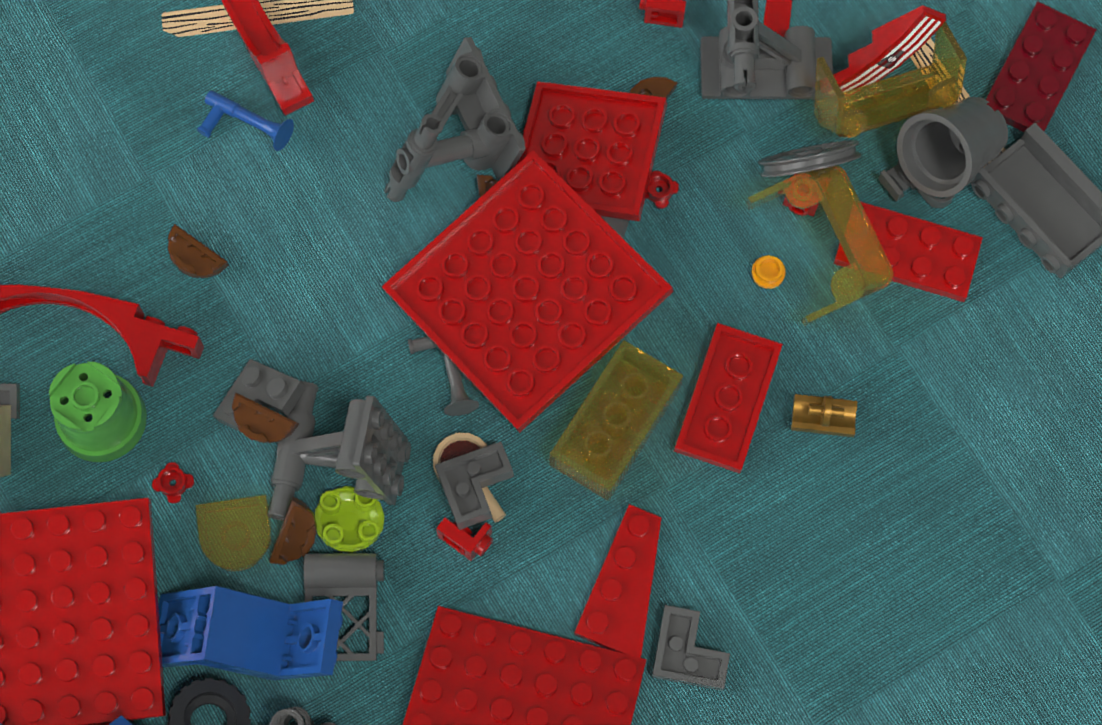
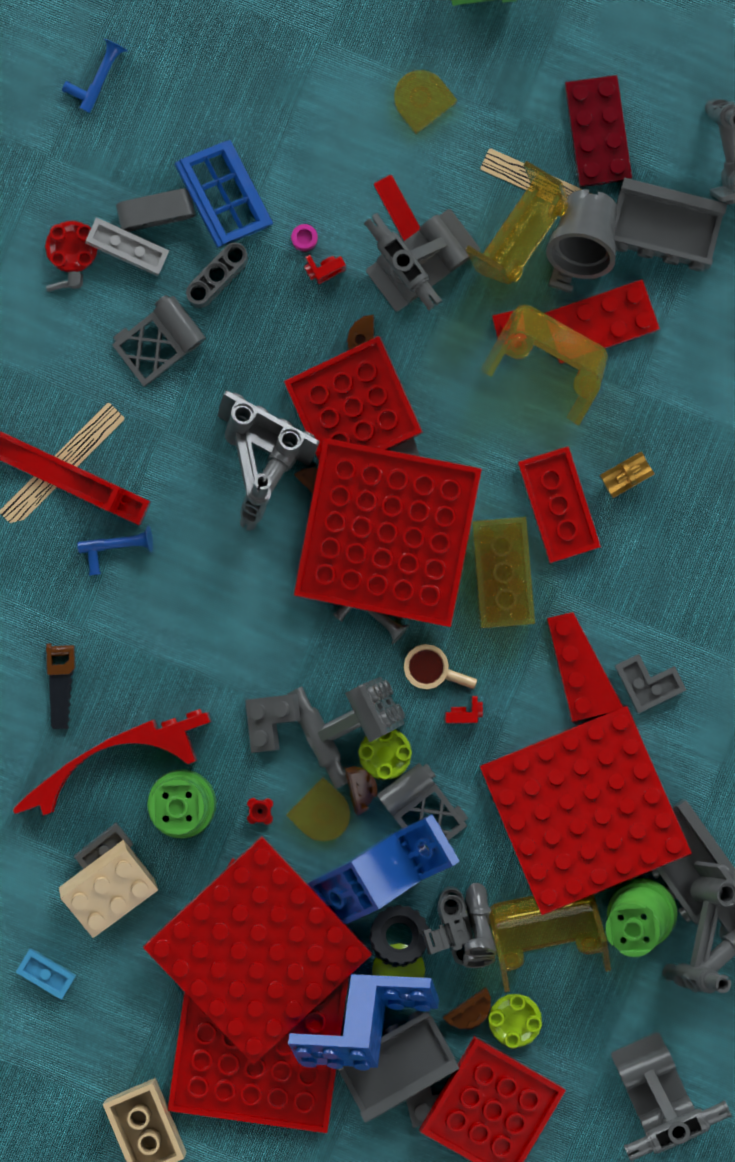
camera: 35 degrees left, 15 degrees up
(81, 211) = (60, 683): none -> black piece
(192, 256) = (155, 661): reddish brown plate -> none
(261, 422) = (288, 737): reddish brown plate -> none
(466, 476) = (439, 681): dark grey plate -> none
(668, 187) = (420, 391): red plate -> none
(768, 272) = (524, 402): light orange plate -> none
(809, 158) = (501, 312): dark grey wedge -> none
(890, 47) = (501, 202): slope -> none

